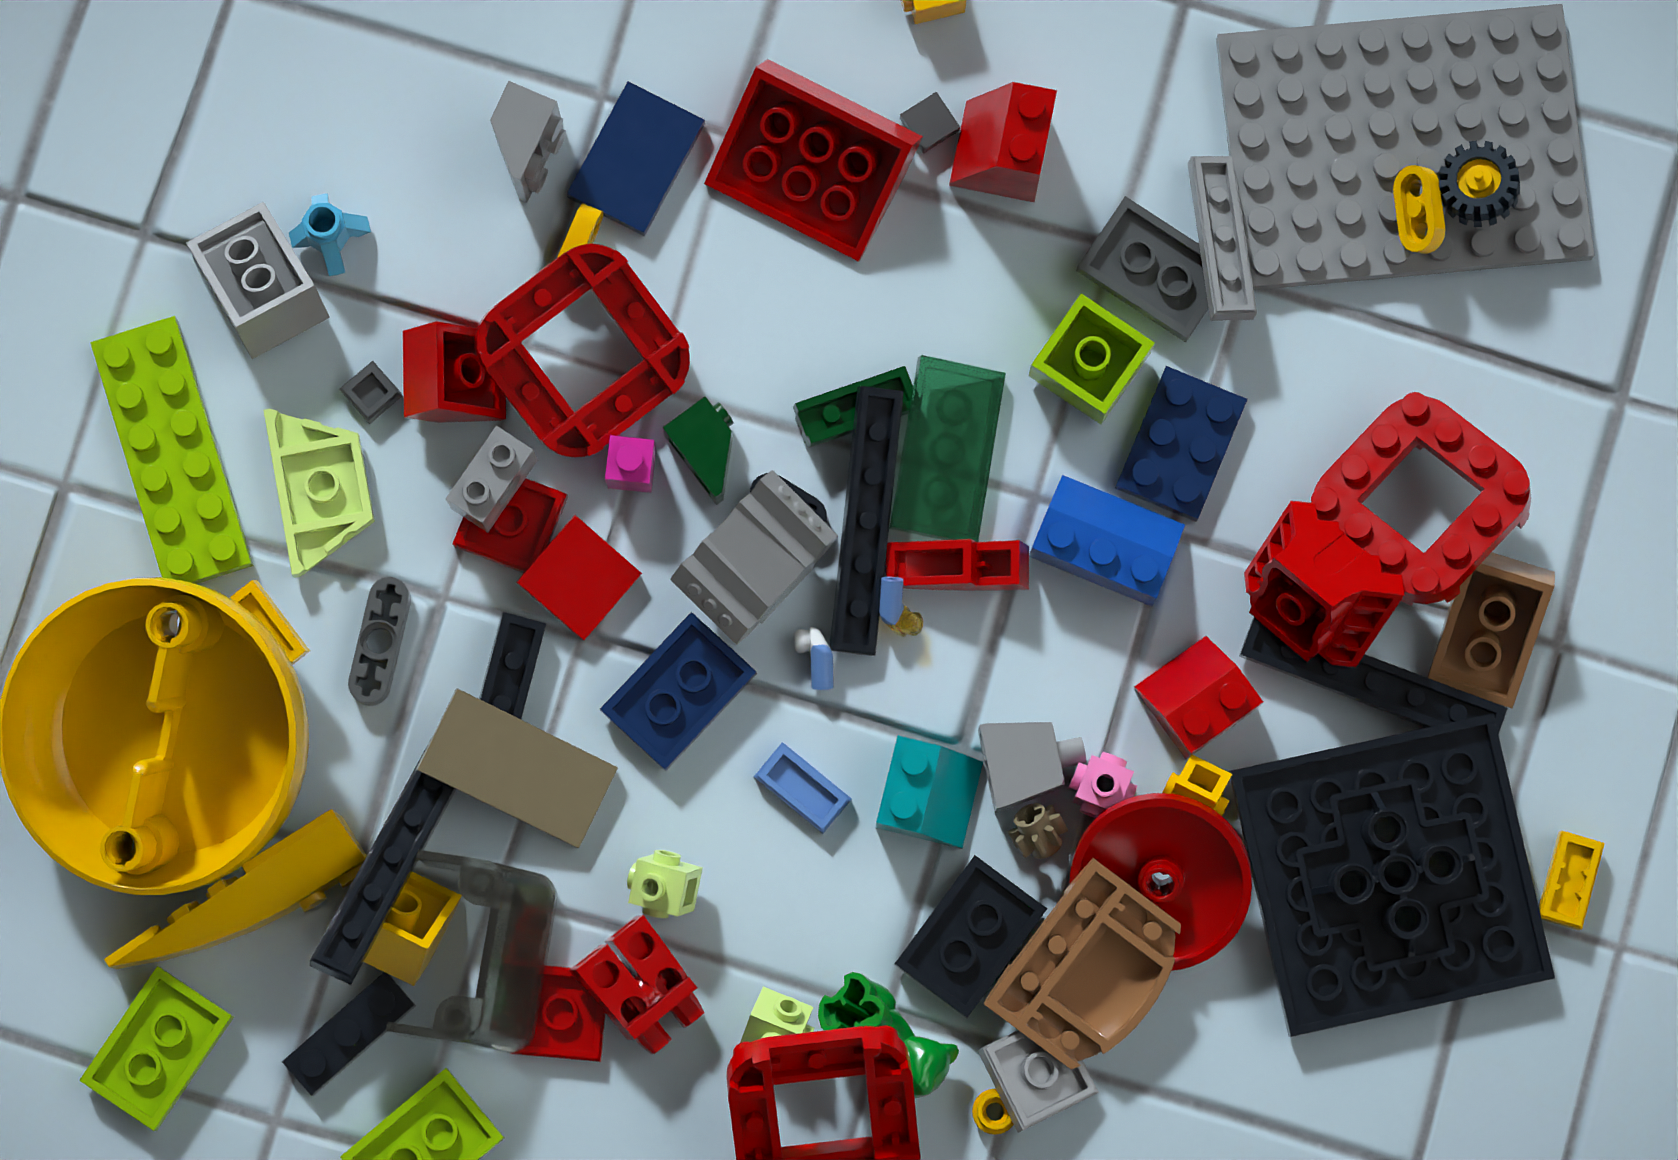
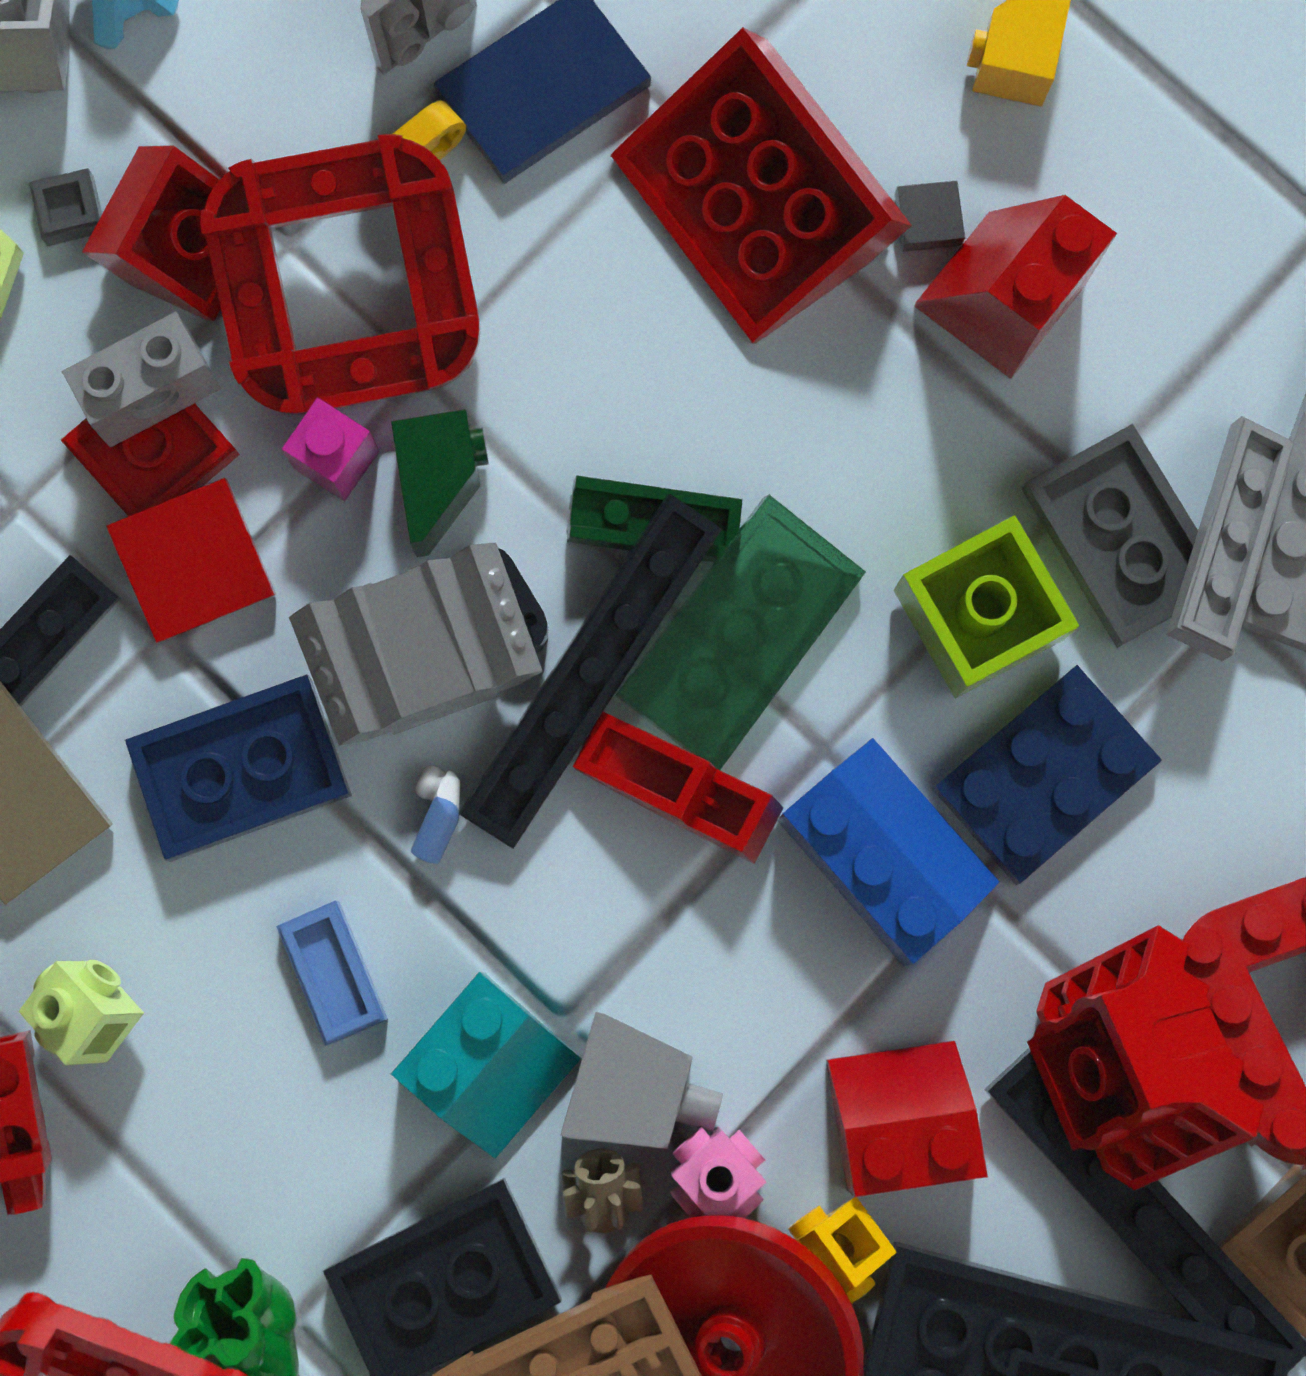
camera: 25 degrees right, 0 degrees up
(777, 1016) = (125, 1276): yellowish green brick -> none
(894, 612) = (565, 805): medium blue arm -> none

